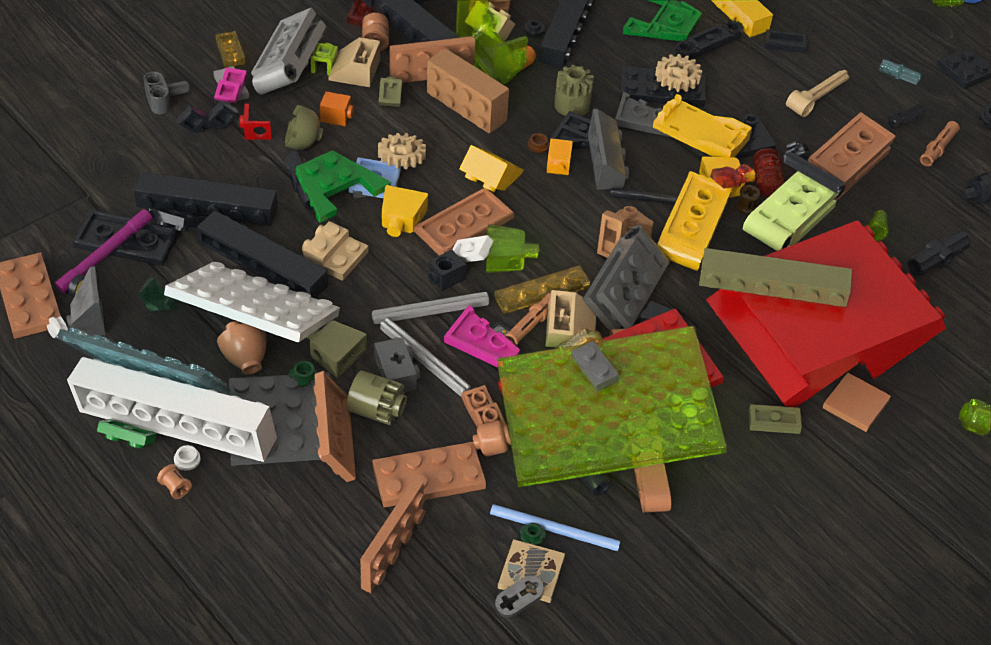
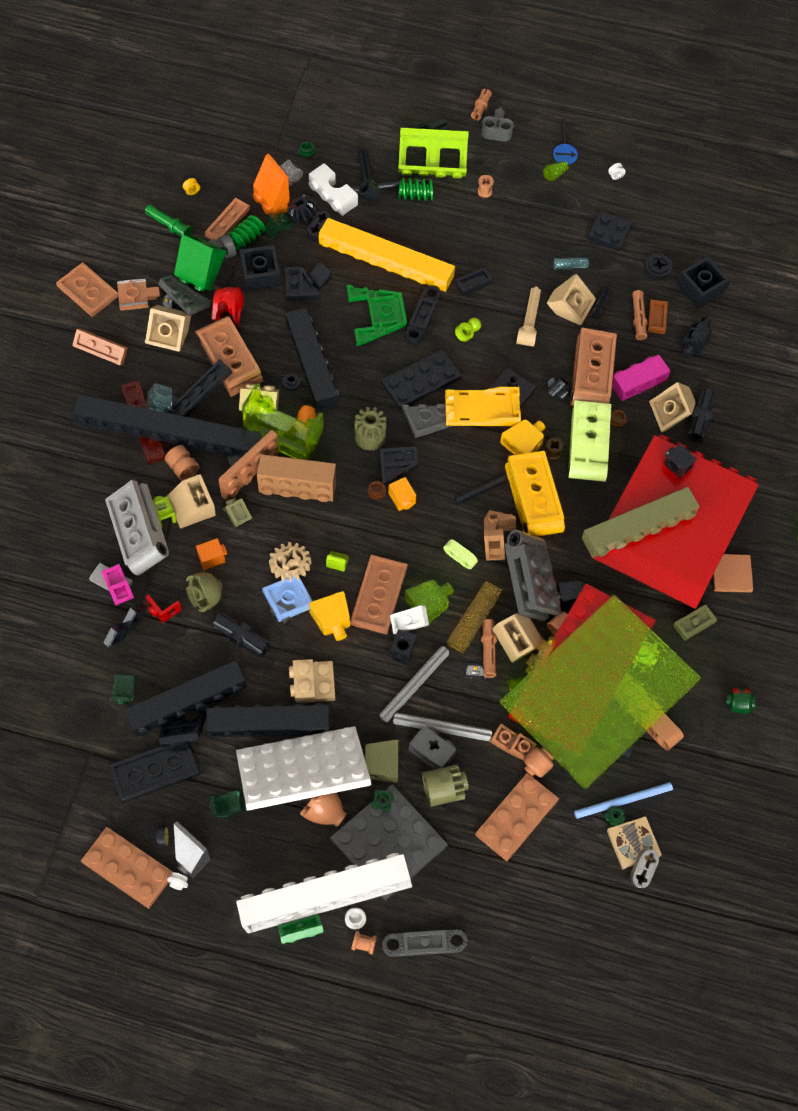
camera: 35 degrees left, 15 degrees up
(132, 226) = (149, 826): magenta piece -> none
(144, 360) = (283, 875): clear light blue plate -> none
(159, 92) = (67, 623): dark grey beam -> none
(160, 162) = (123, 688): none -> clear green bracket
(230, 49) = (83, 548): clear yellow plate -> none
(232, 520) = (424, 943): none -> dark grey plate
(331, 175) = (262, 622): green wing -> none
(334, 427) = (441, 833): nougat plate -> none
(392, 535) = (542, 889): nougat plate -> none
(448, 176) = (337, 561): none -> lime slope
(479, 339) = (469, 688): dark pink wing -> none
(490, 169) = (363, 536): yellow slope -> none
(573, 231) = (460, 554): none -> yellowish green beam
(595, 366) = (575, 669): flat silver plate -> none
(607, 152) = (435, 472): dark grey slope -> none
(678, 72) = (431, 365): tan gear -> none
(729, 177) = (538, 444): clear red plate -> none
(740, 70) = (466, 330): none -> lime plate
(766, 513) = (741, 700): none -> dark green head
(768, 171) = (549, 417): clear red piece -> none
(813, 172) = (589, 404): black axle -> none
(841, 211) = (618, 418): none -> reddish brown plate
(864, 249) = (679, 460): none -> black brick
(875, 96) = (572, 300): none -> tan slope
(879, 225) = (649, 416): clear neon green cone -> none
(895, 190) = (640, 377): none -> dark pink brick
(913, 227) = (672, 405): none -> tan slope
(960, 155) = (657, 316): none -> dark orange tile

